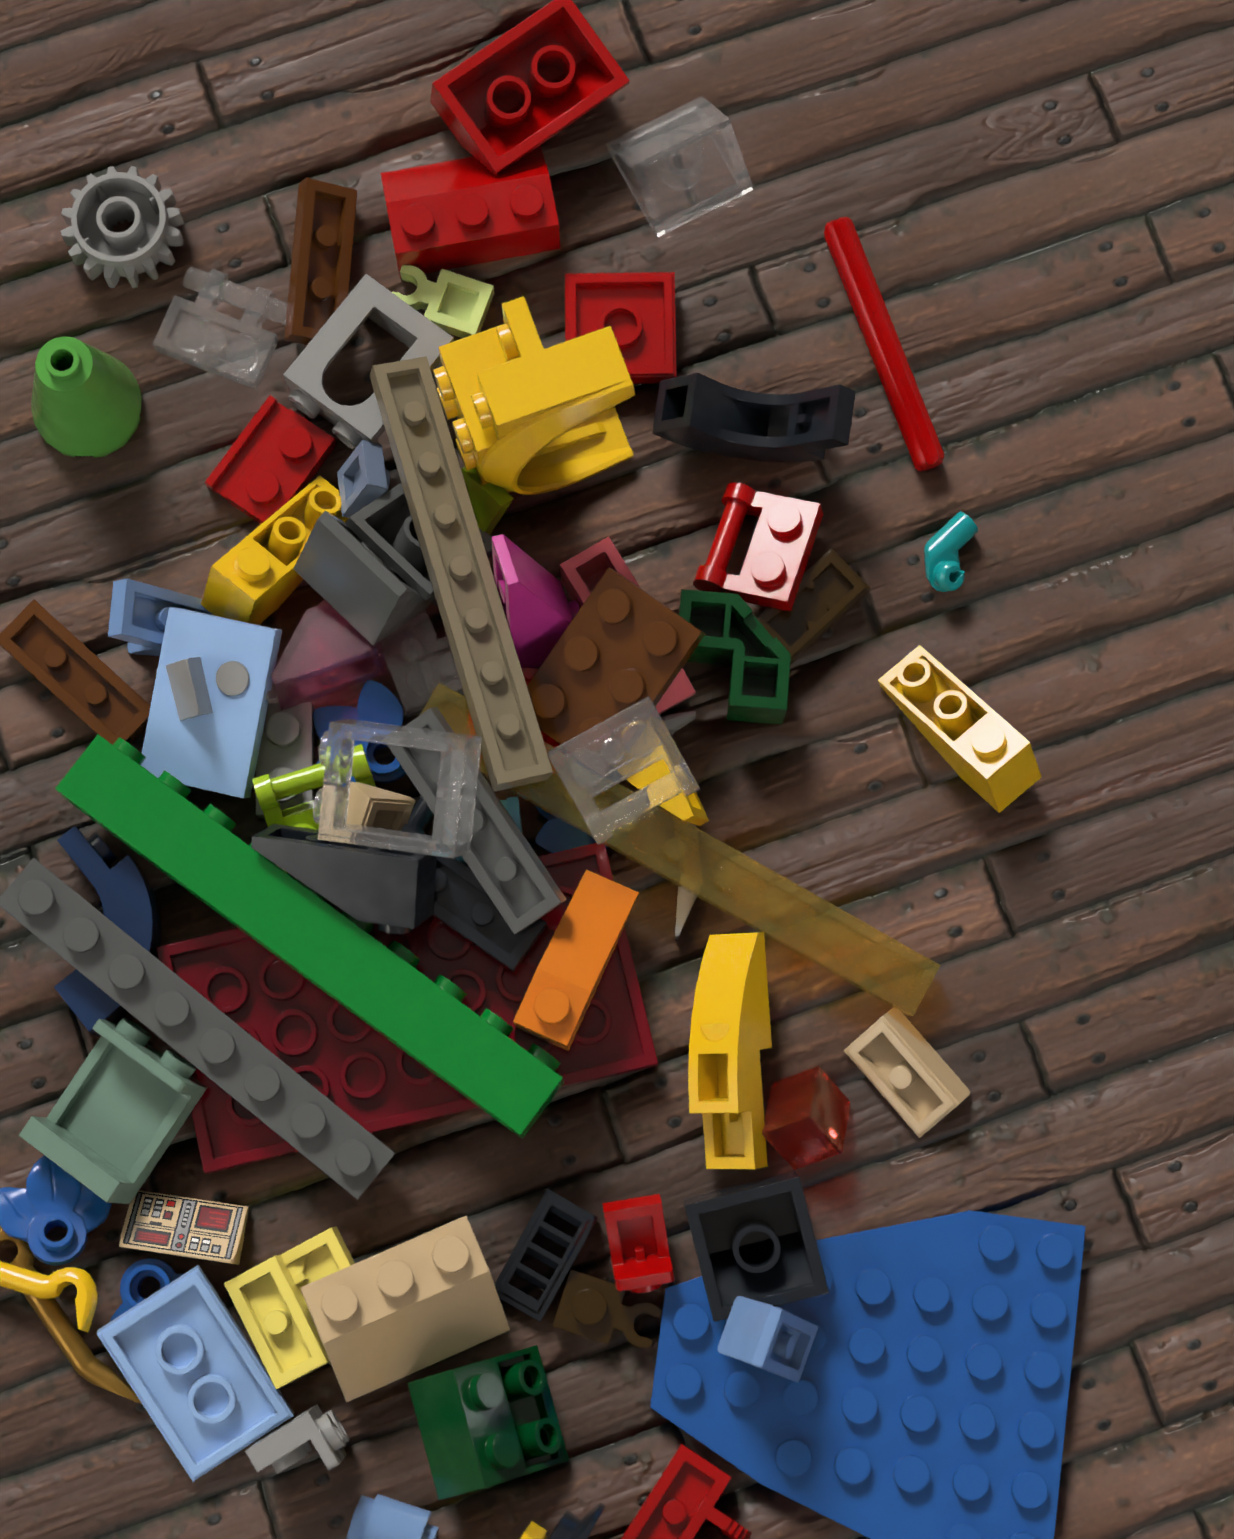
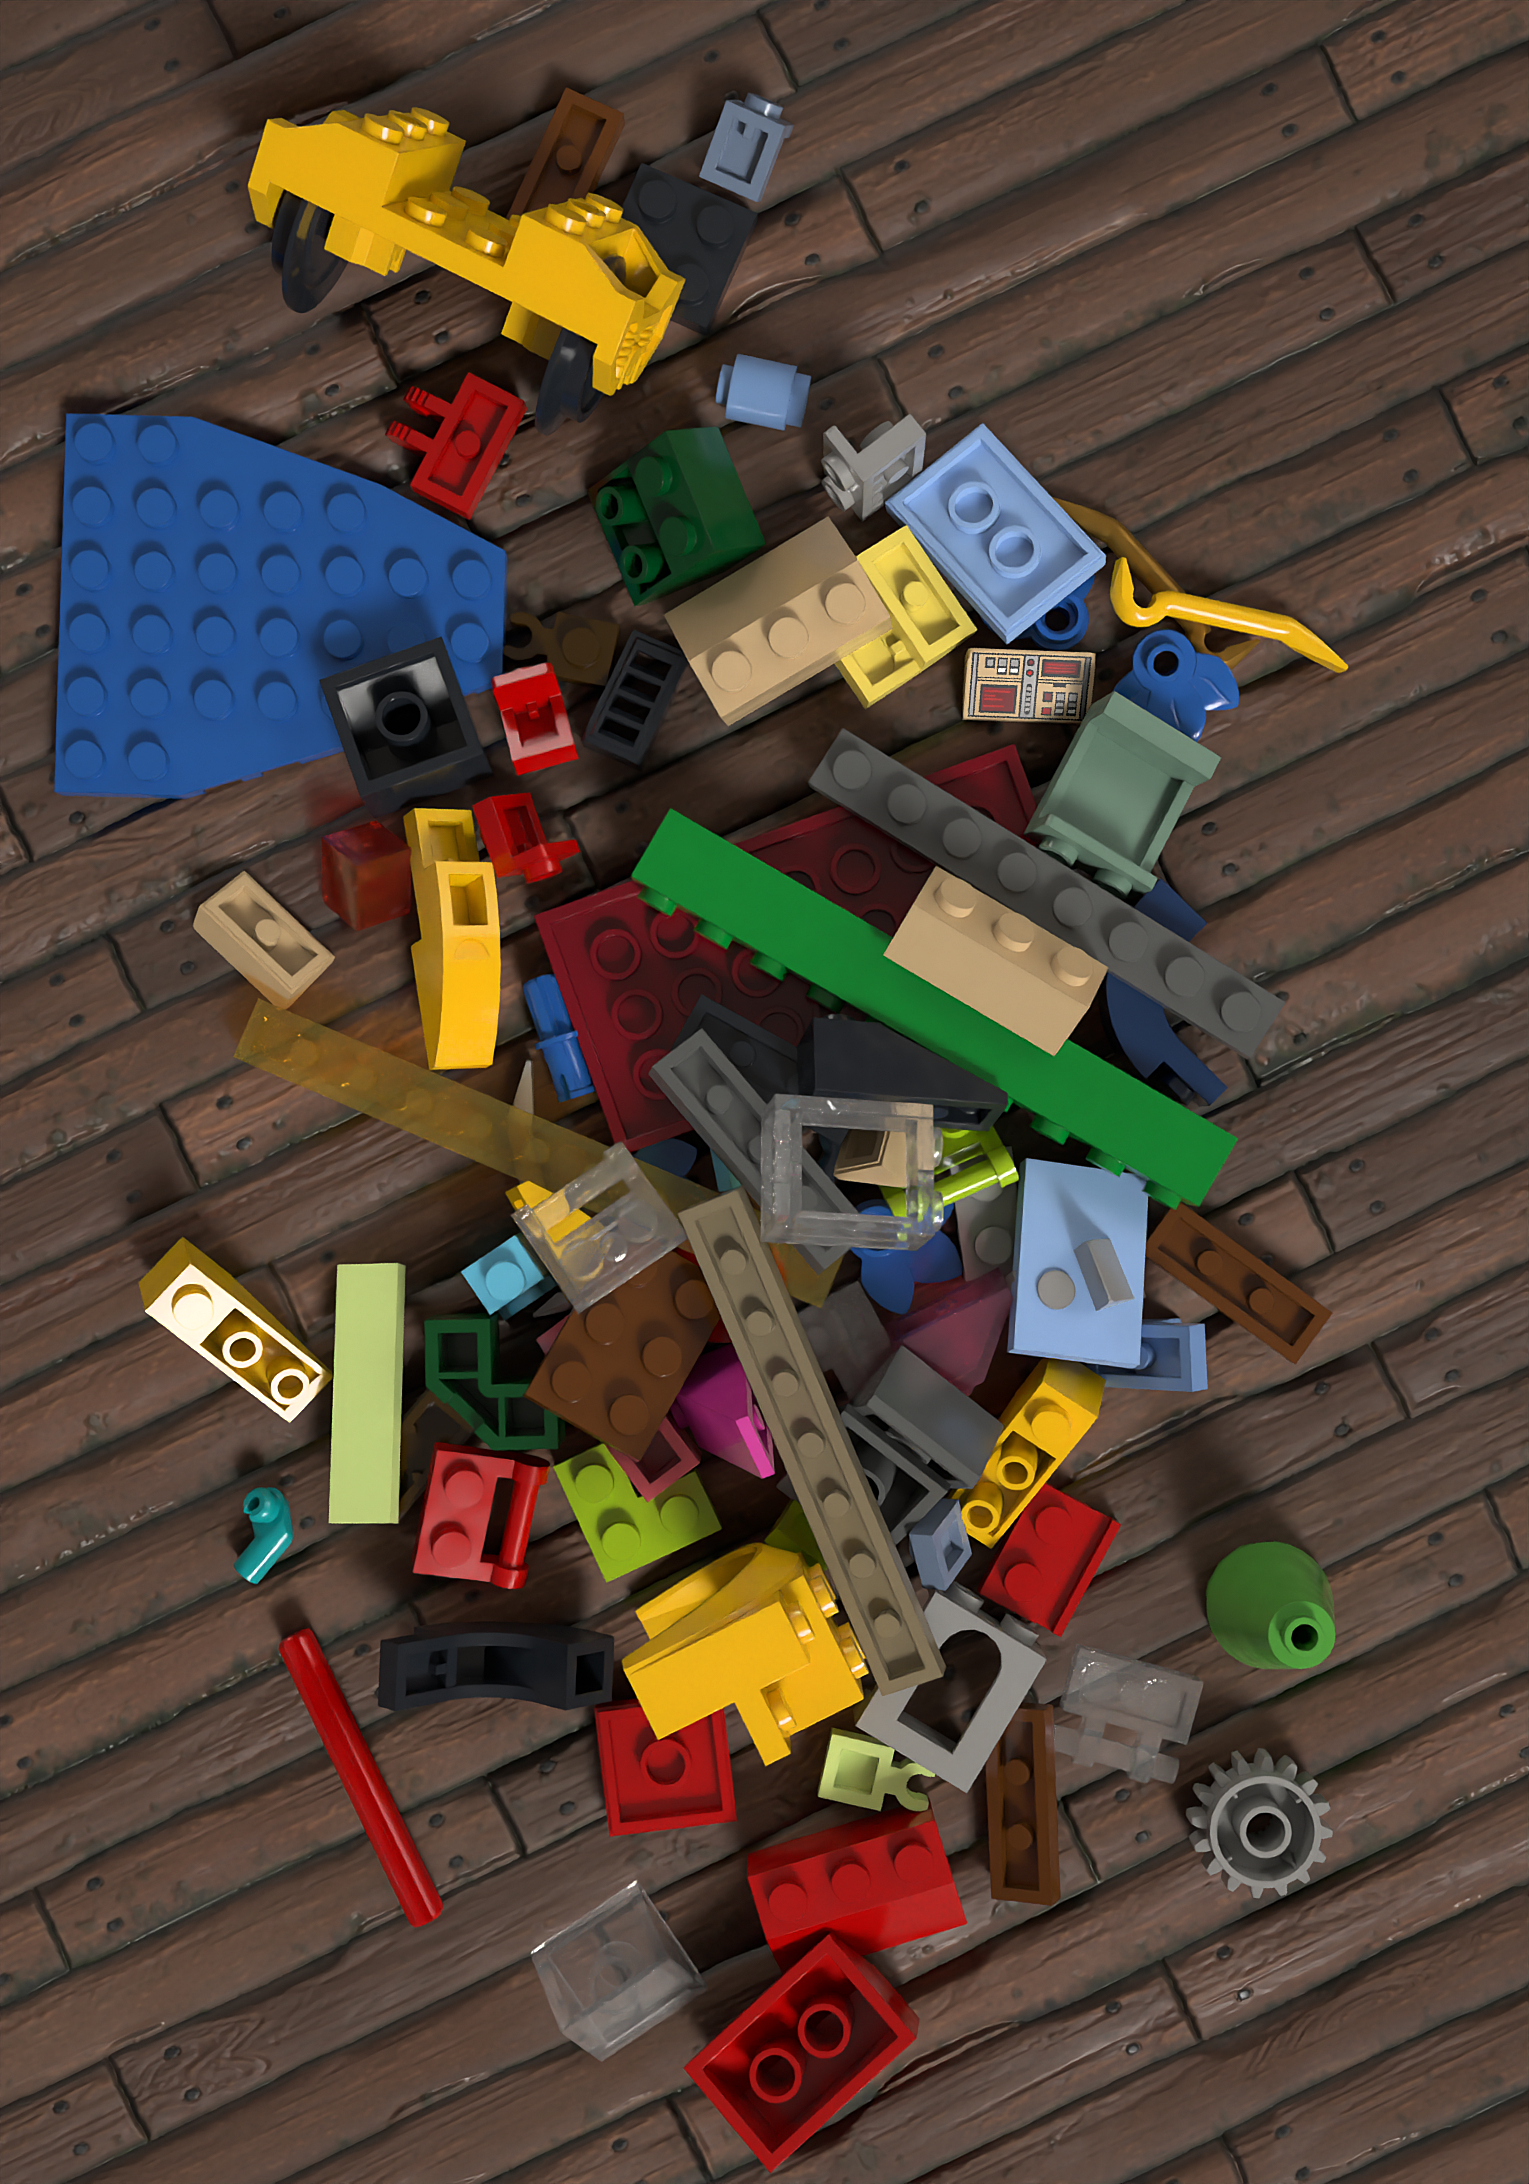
camera: 175 degrees right, 10 degrees up
(245, 965) = (996, 961): none -> tan slope
(575, 960) = (633, 1013): orange slope -> none
(639, 531) = (619, 1521): none -> lime plate
(649, 955) = (557, 1038): none -> blue axle
(666, 1134) = (516, 838): none -> red bracket
(713, 746) = (509, 1277): none -> medium azure brick
(767, 1338) = (383, 619): medium blue slope -> none
(846, 659) = (367, 1394): none -> yellowish green tile

